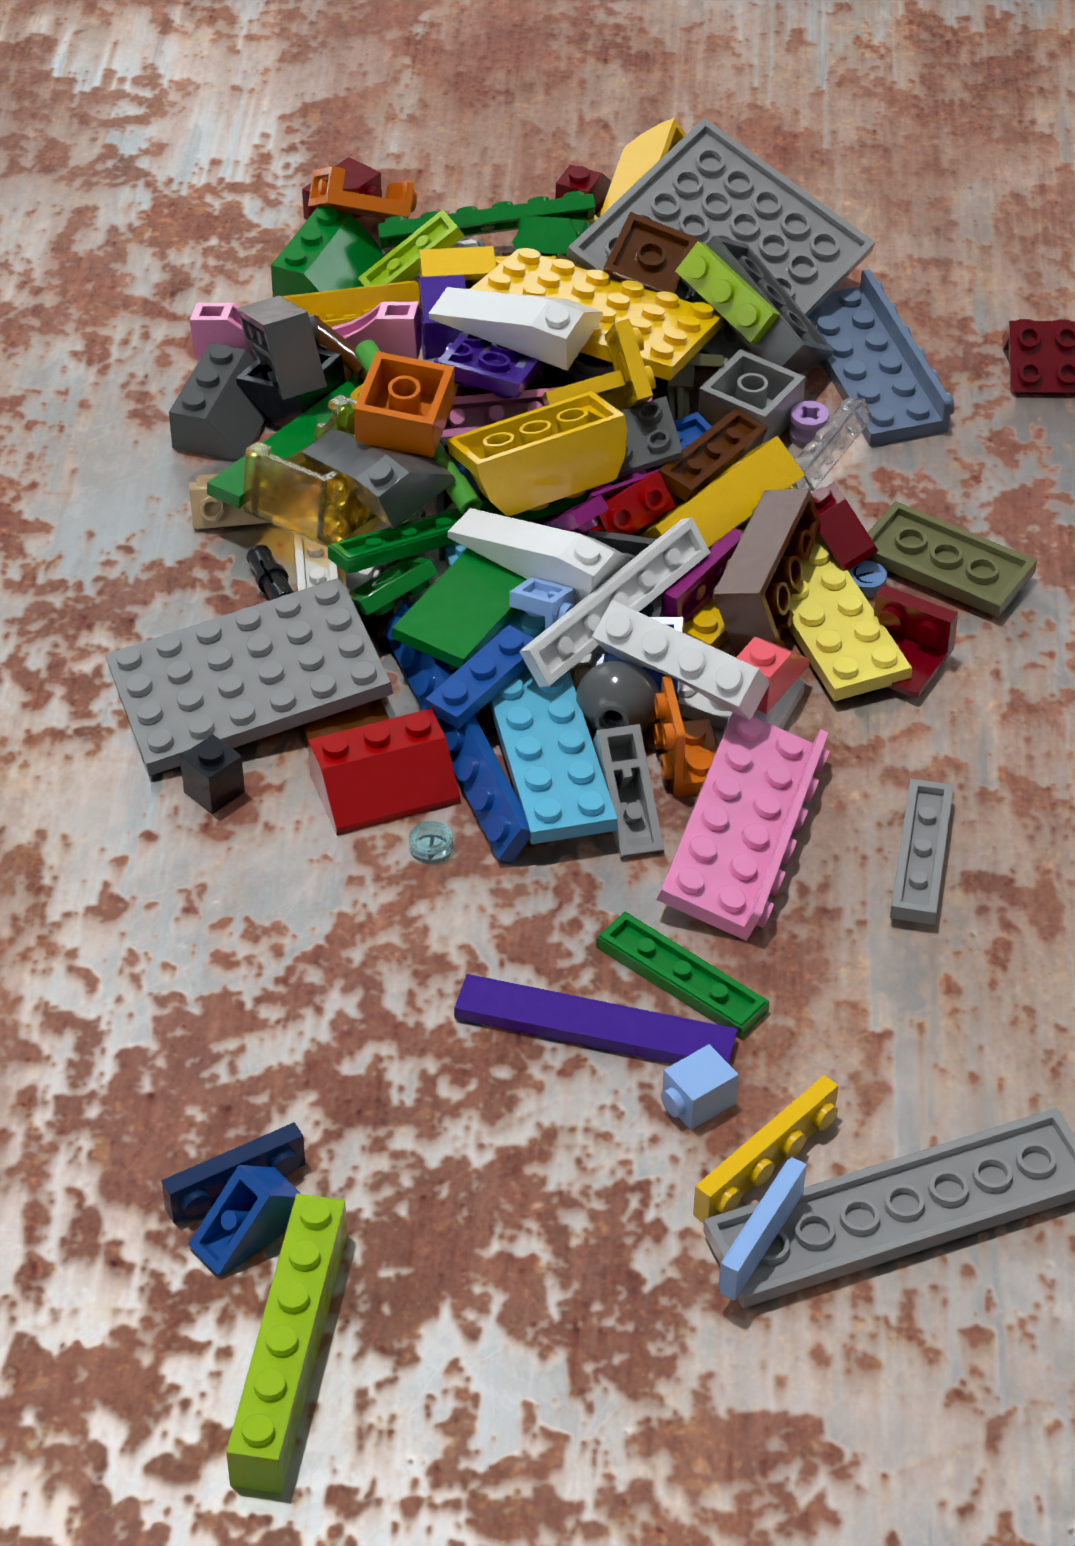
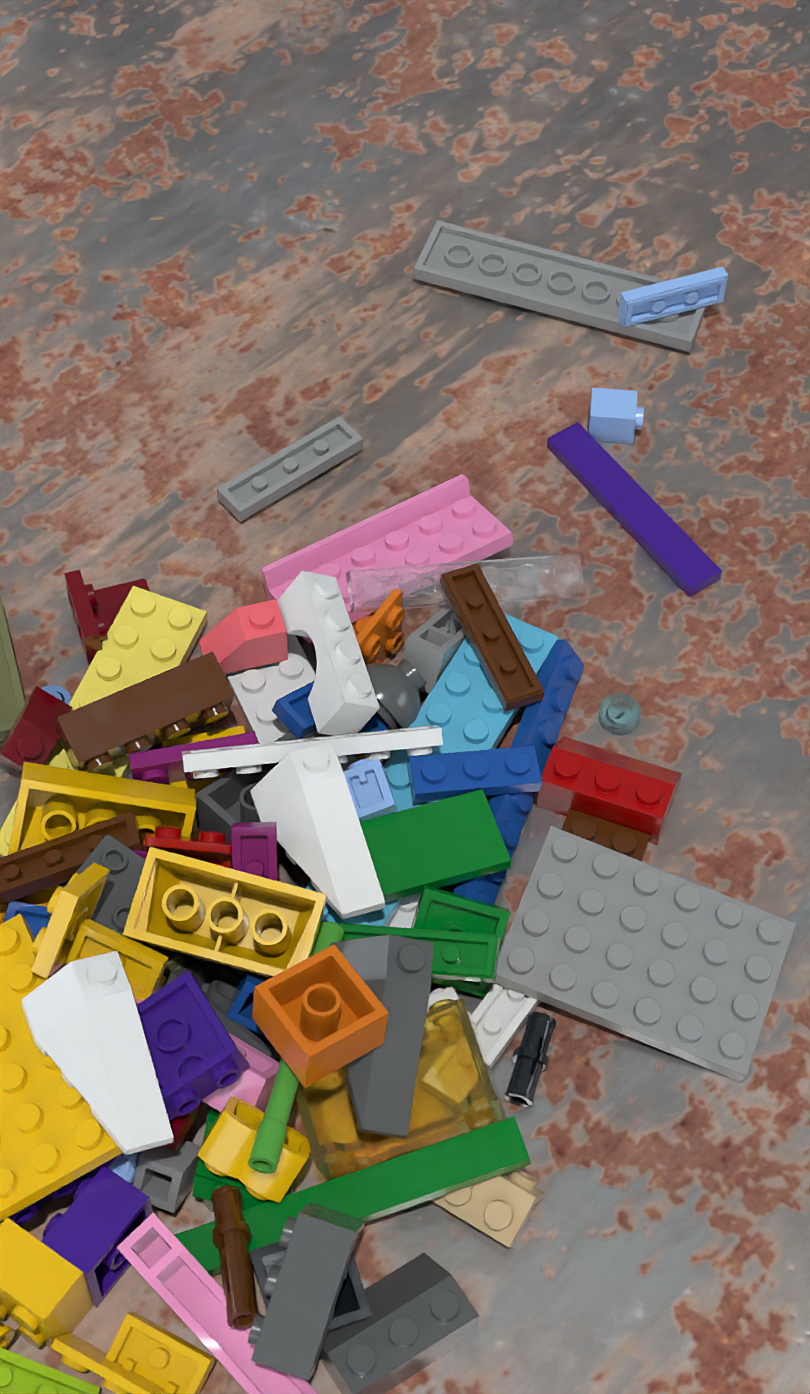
camera: 140 degrees left, 10 degrees up
(212, 774) = (750, 869): black brick -> none
(578, 774) = (491, 637): none -> reddish brown tile
(652, 831) = (508, 579): none -> clear plate
(682, 974) = (538, 498): green tile -> none
(759, 1156) = (610, 357): yellow plate -> none

